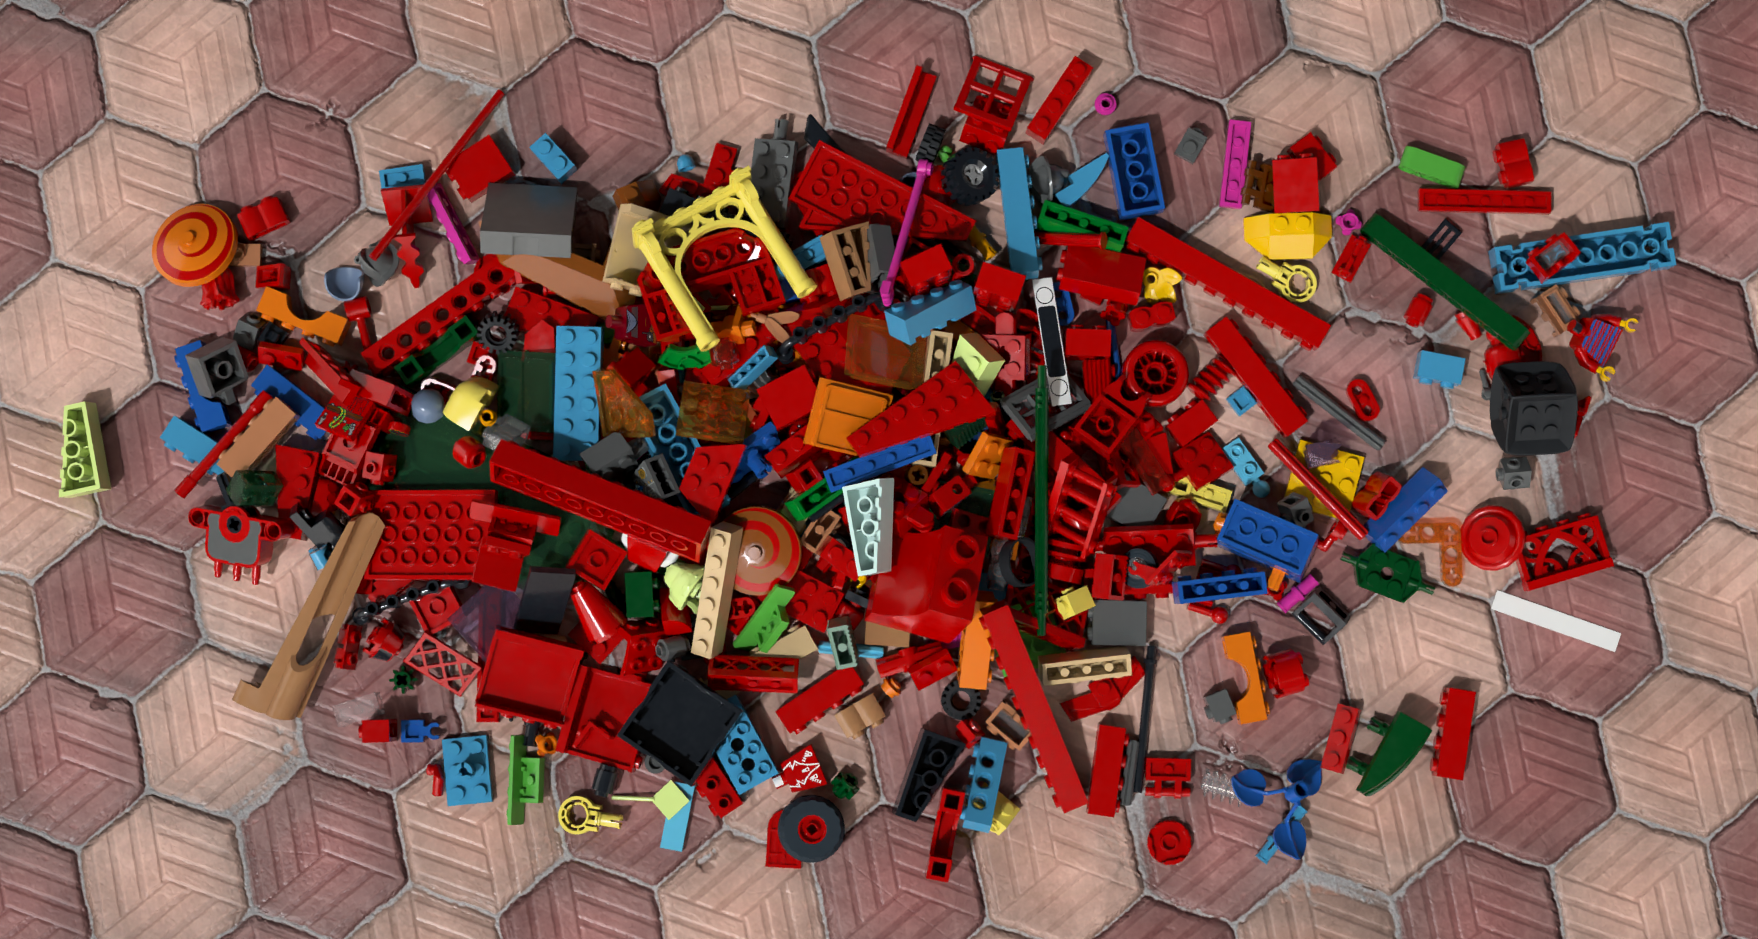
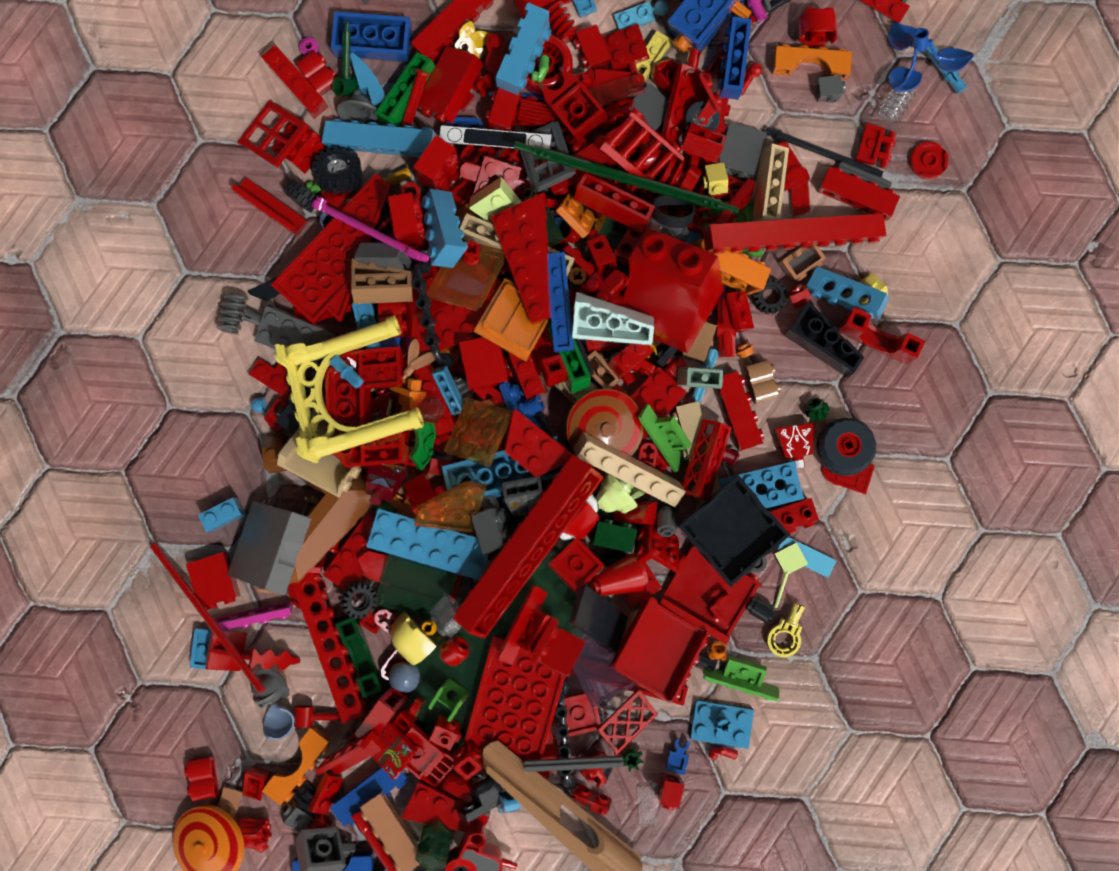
camera: 75 degrees left, 0 degrees up
(381, 614) = (573, 763): none -> dark grey axle
(417, 453) = (442, 696): none -> bright green piece
(741, 251) = (346, 371): none -> dark azure axle
(766, 701) = (731, 456): none -> dark red bush
(778, 105) = (231, 313): none -> dark grey piece
(902, 351) = (472, 254): none -> red bush
(1073, 158) = (345, 84): none -> dark green piece
(1076, 122) = (316, 72): none -> red brick
(1145, 374) = (543, 69): none -> bright green arm
(1155, 347) = (524, 49): none -> dark azure wedge

